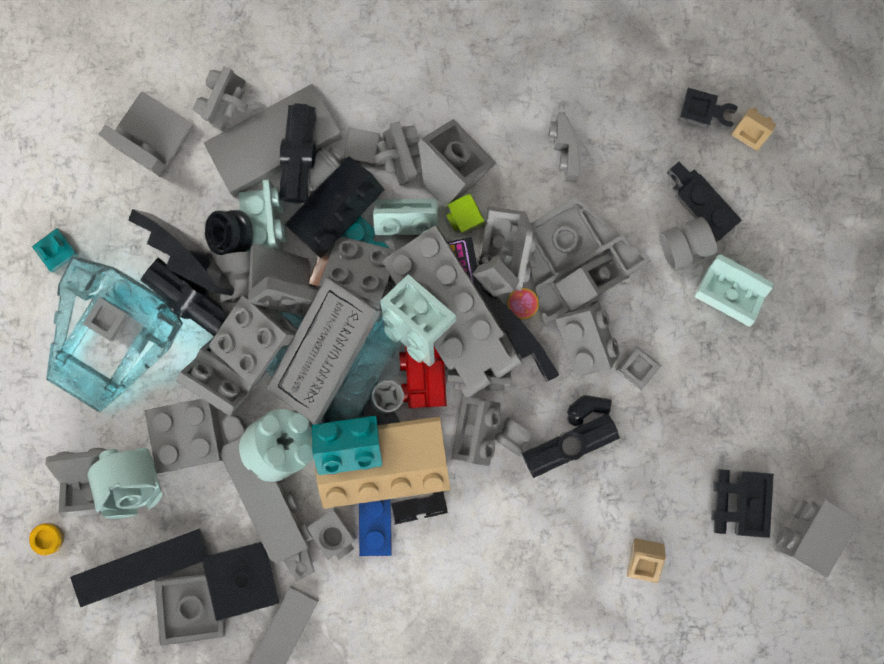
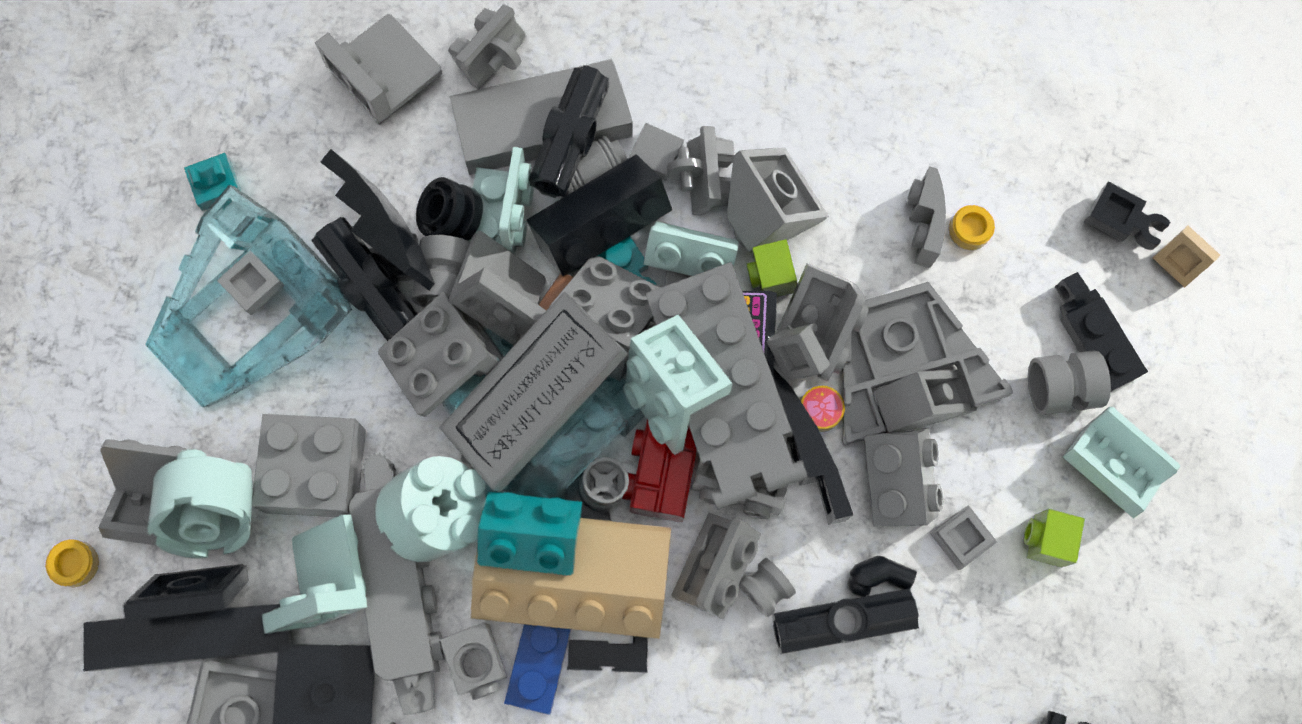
camera: 10 degrees right, 10 degrees down
(131, 540) = (186, 592): none -> black plate
(215, 381) = (375, 401): light grey slope -> none
(219, 505) = (327, 578): none -> light aqua bracket
(599, 145) = (971, 227): none -> yellow tile
(698, 353) = (1054, 538): none -> lime plate

